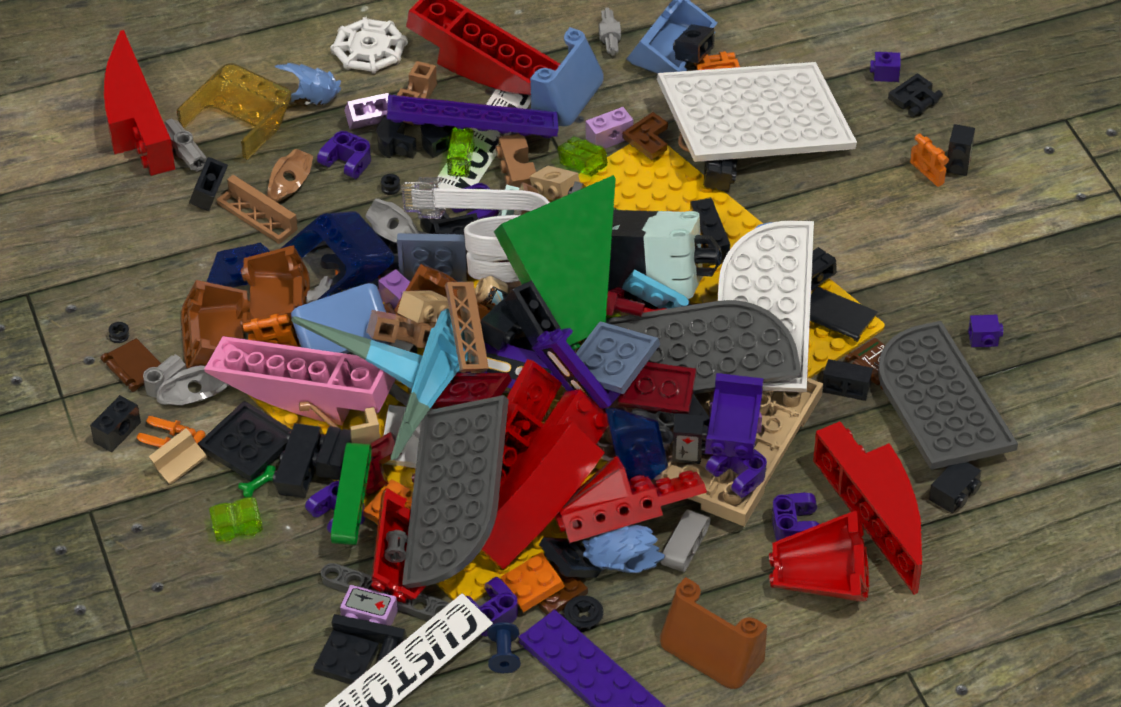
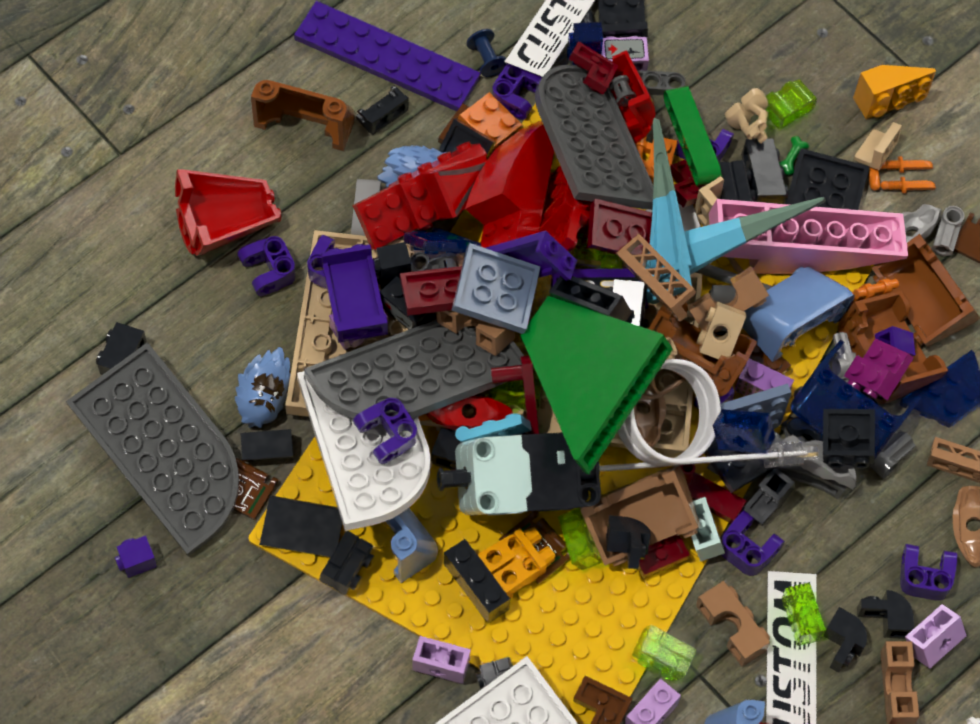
camera: 155 degrees right, 15 degrees up
(115, 423) = (957, 162): black brick -> none
(133, 492) = (891, 88): none -> light orange slope
(274, 291) = (898, 338): none -> dark purple brick
(275, 512) = (740, 115): none -> tan piece
(304, 263) = (878, 370): none -> magenta plate
(364, 212) = (849, 437): none -> black plate
(390, 179) = (859, 561): black bush -> none
(404, 611) = (588, 34): none -> clear blue brick
(408, 566) = (600, 68): none -> dark red plate
(455, 205) = (744, 431): none -> clear blue brick
(472, 116) = (810, 647): dark purple plate -> none
(553, 182) = (659, 587): tan brick -> none
(583, 604) = (428, 107): black gear -> none
(631, 628) = (383, 111): none -> black hinge
(742, 285) = (393, 425): none -> dark purple piece
(758, 195) = (441, 659): none -> lavender brick
(837, 405) = (263, 388): none -> medium blue head
(881, 494) = (194, 302): red slope -> none

